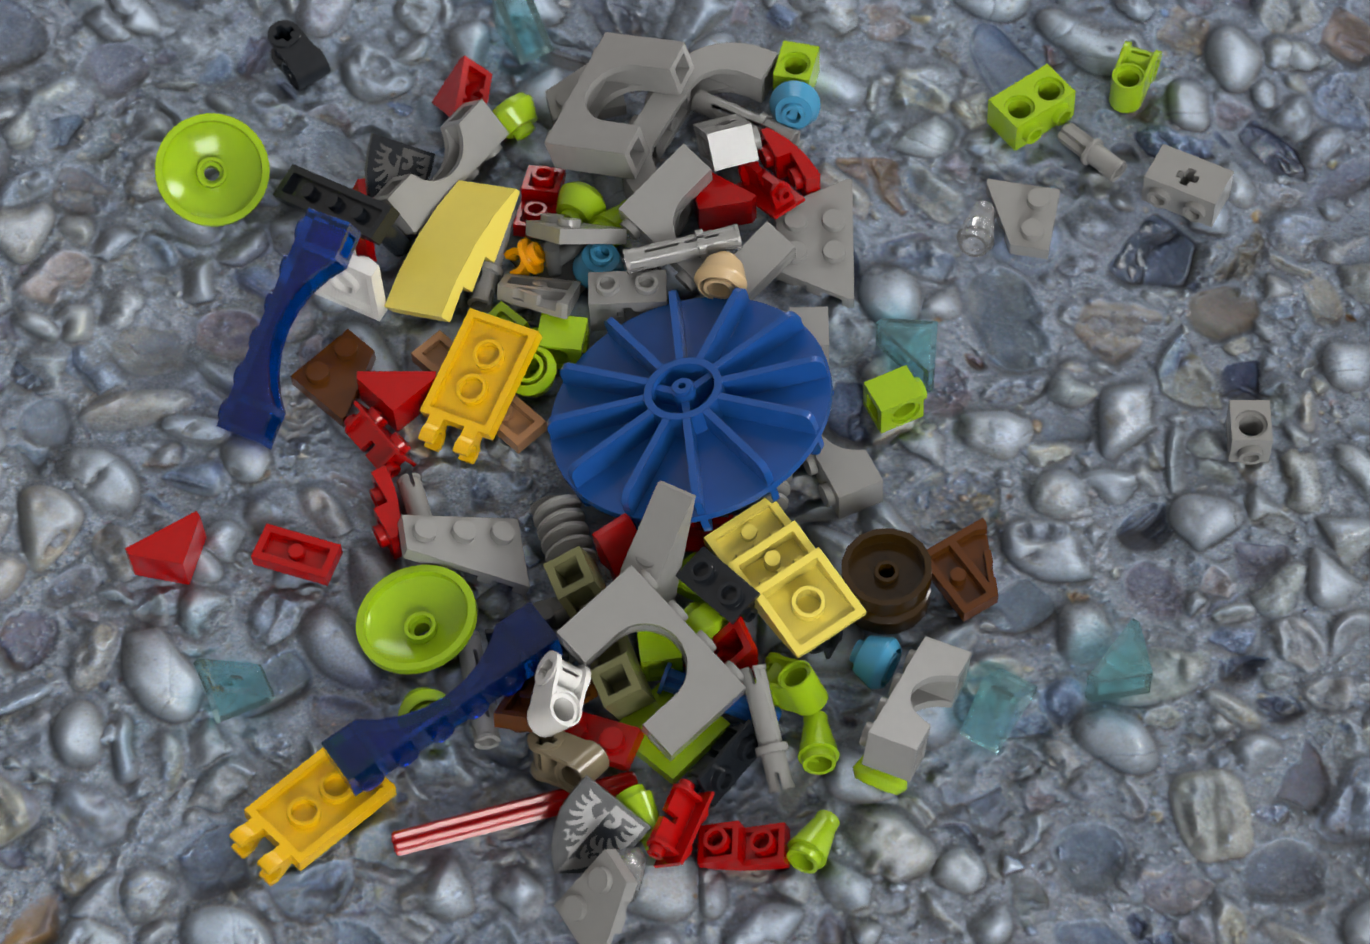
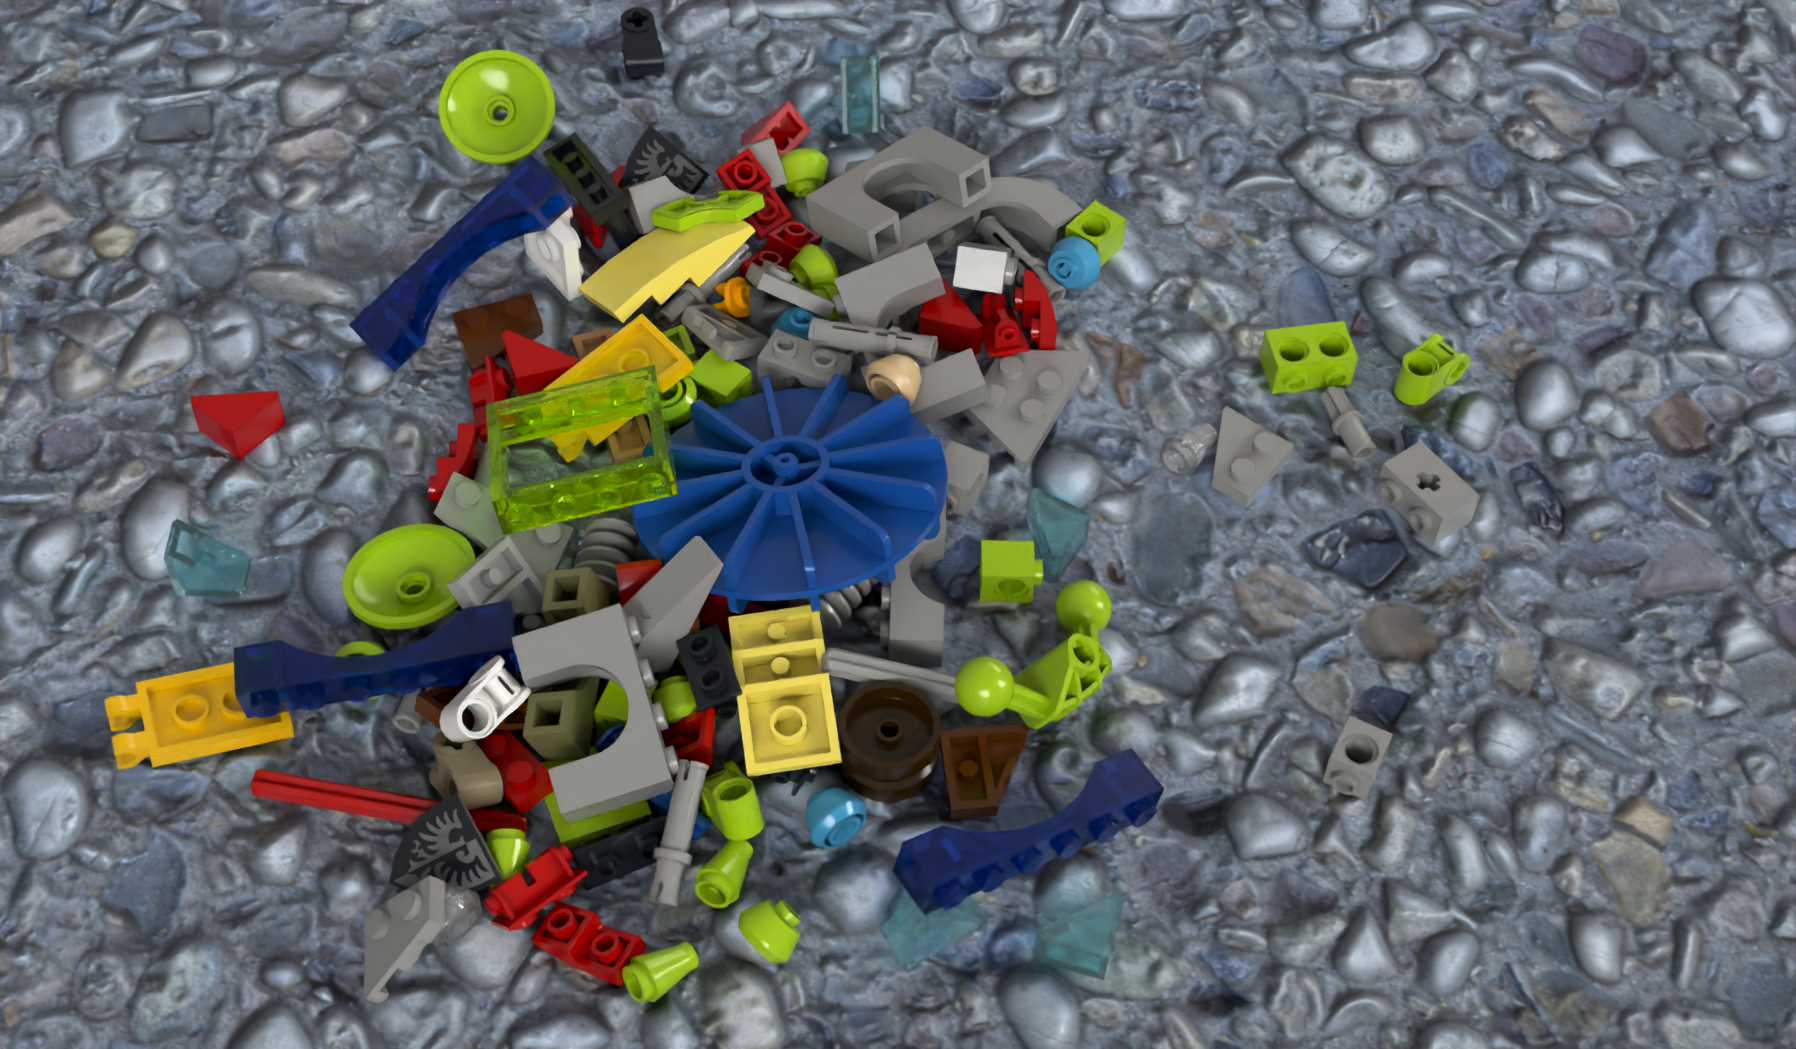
camera: 20 degrees right, 5 degrees down
(296, 554) = (349, 472): red plate -> none
(472, 413) = (572, 409): none -> clear neon green window
(479, 179) = (728, 207): none -> lime tile
(487, 157) = (747, 174): none -> red slope
(497, 590) = (498, 577): none -> light grey wing
(850, 527) = (873, 670): none -> light grey axle
(899, 735) = (793, 897): light grey arch -> none
(991, 473) = (1056, 680): none -> lime piece
(1001, 652) = (955, 863): none -> clear blue arch

